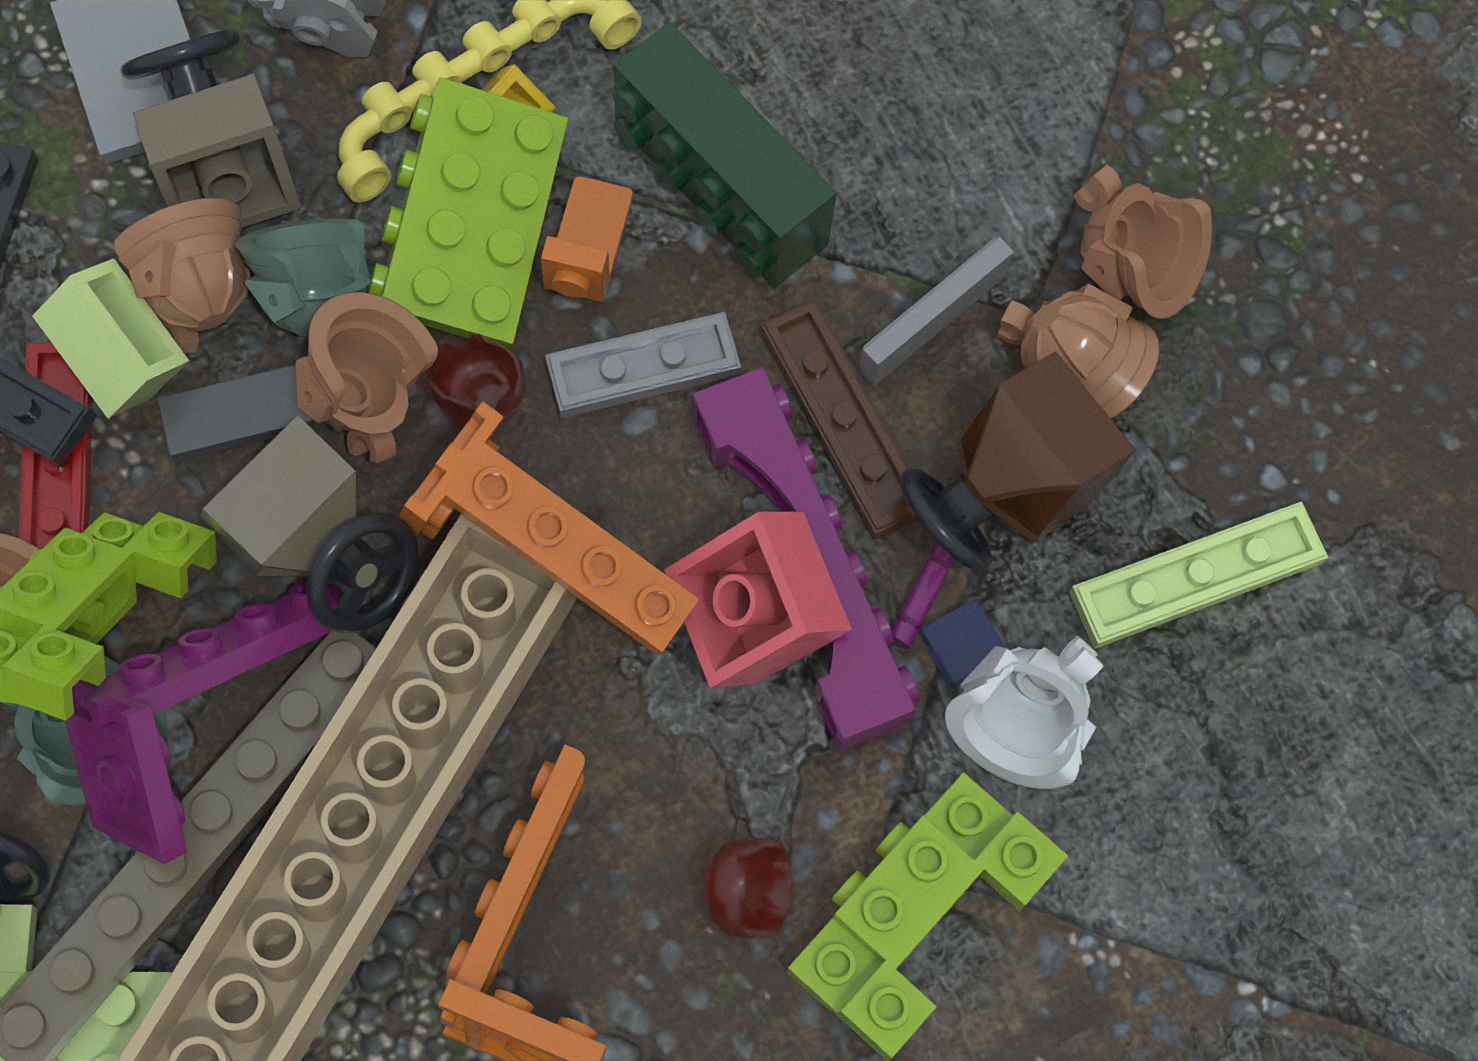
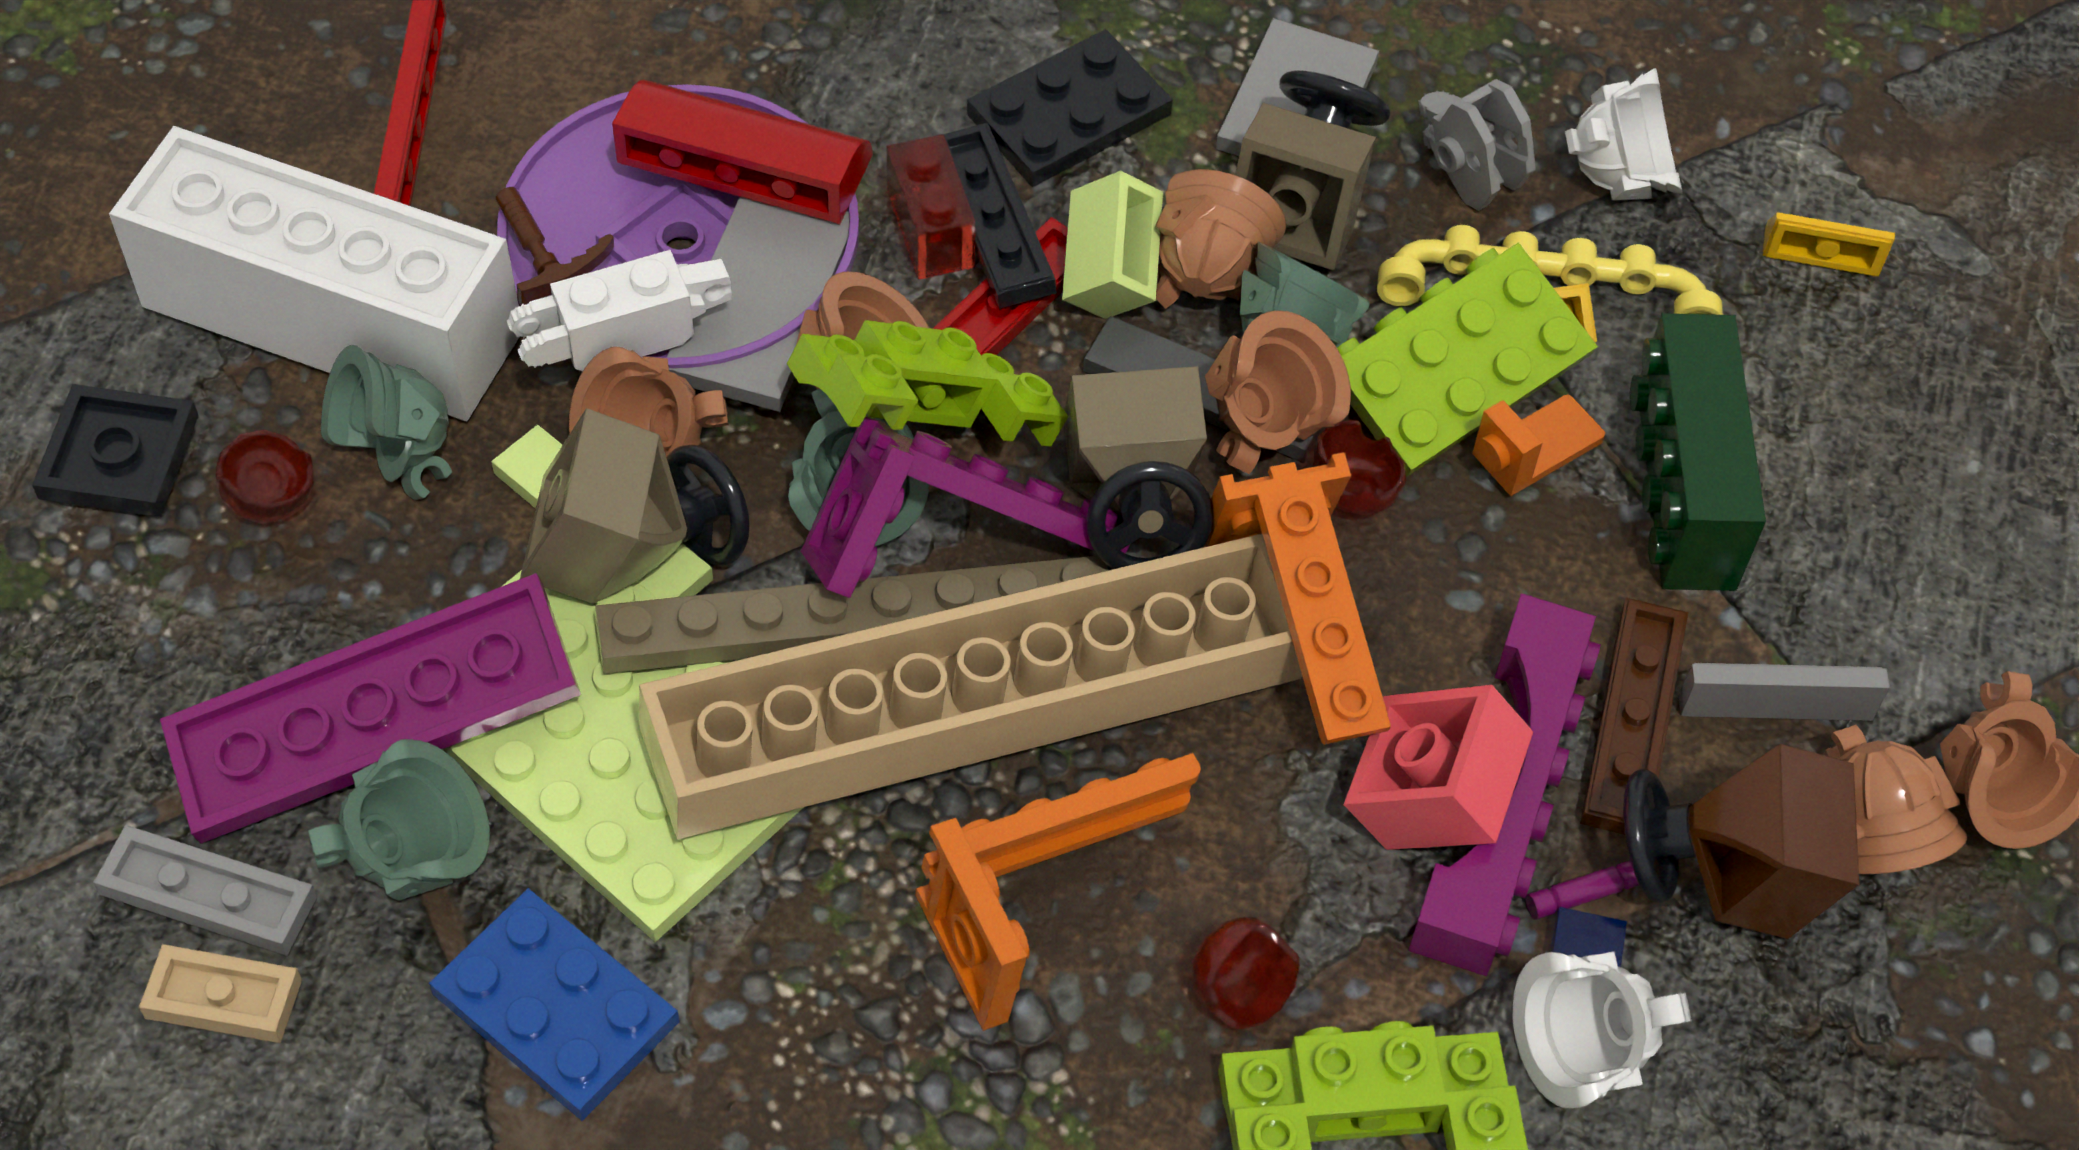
camera: 45 degrees right, 15 degrees down
(643, 365) = (1499, 557): light grey tile -> none
(1198, 575) = (1846, 1059): yellowish green tile -> none

